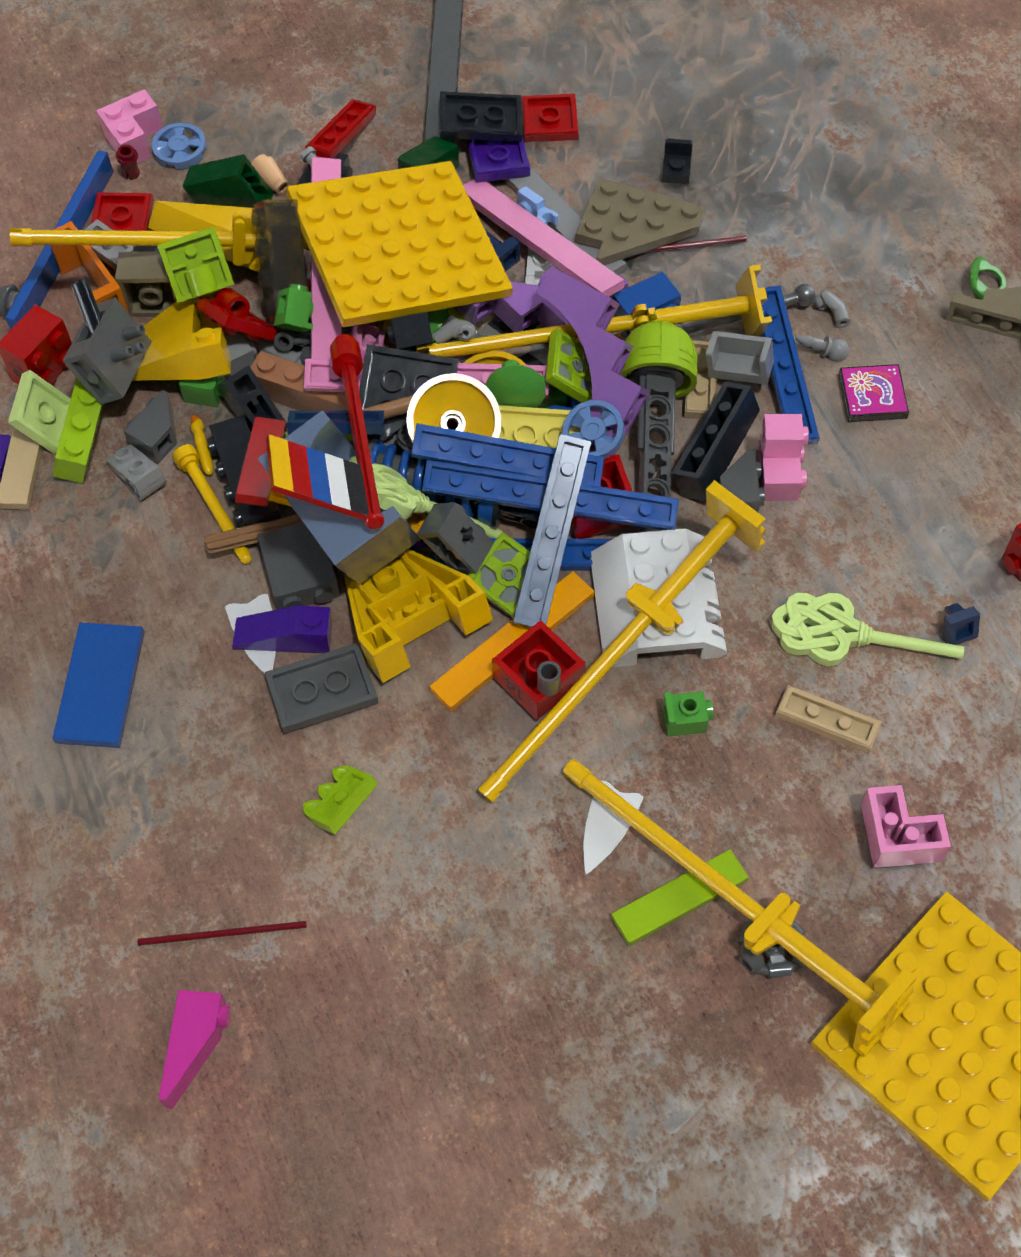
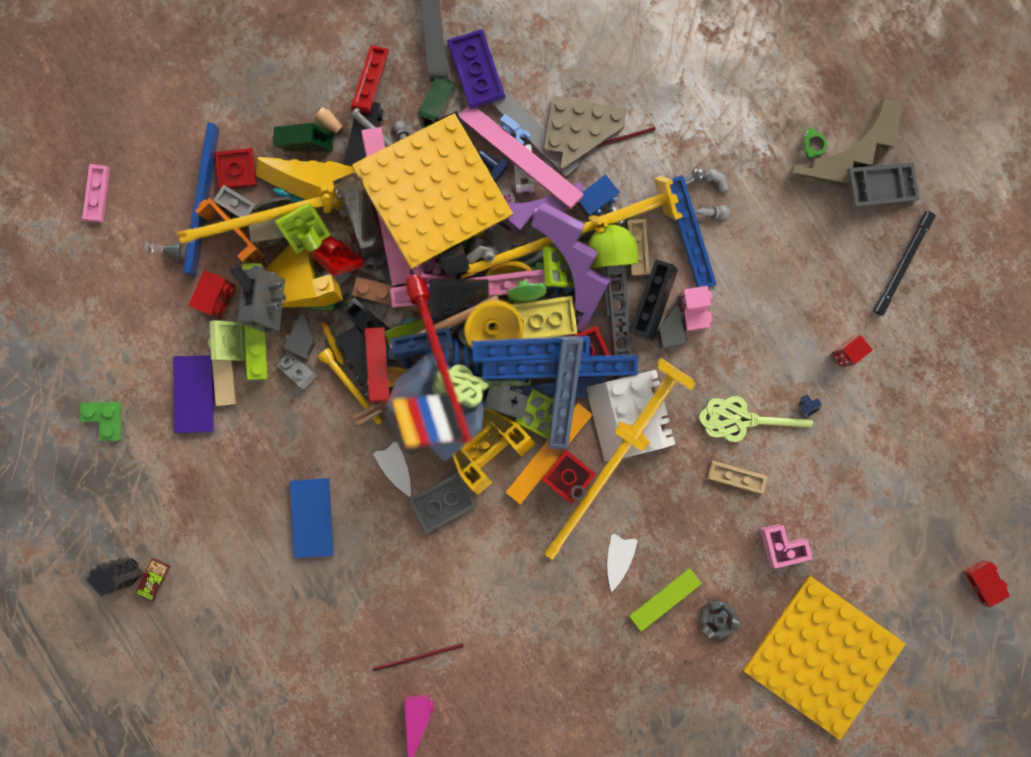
camera: 10 degrees left, 25 degrees up
(127, 157) = (225, 124): dark red pin -> none
(131, 122) = (219, 91): bright pink brick -> none
(178, 145) = (259, 102): medium blue piece -> none
(286, 630) = (412, 469): dark purple slope -> none
(294, 308) = (374, 250): bright green brick -> none
(339, 798) = (468, 571): lime plate -> none
(481, 116) = (464, 56): black tile -> none
(550, 118) = (510, 41): red tile -> none
(594, 428) = (579, 314): medium blue piece -> none
(677, 161) = (602, 71): black bracket -> none
(680, 720) = (649, 488): bright green brick -> none
(740, 357) = (663, 238): light grey panel -> none
(769, 924) = (717, 618): yellow piece -> none
(873, 393) = (747, 243): tile -> none

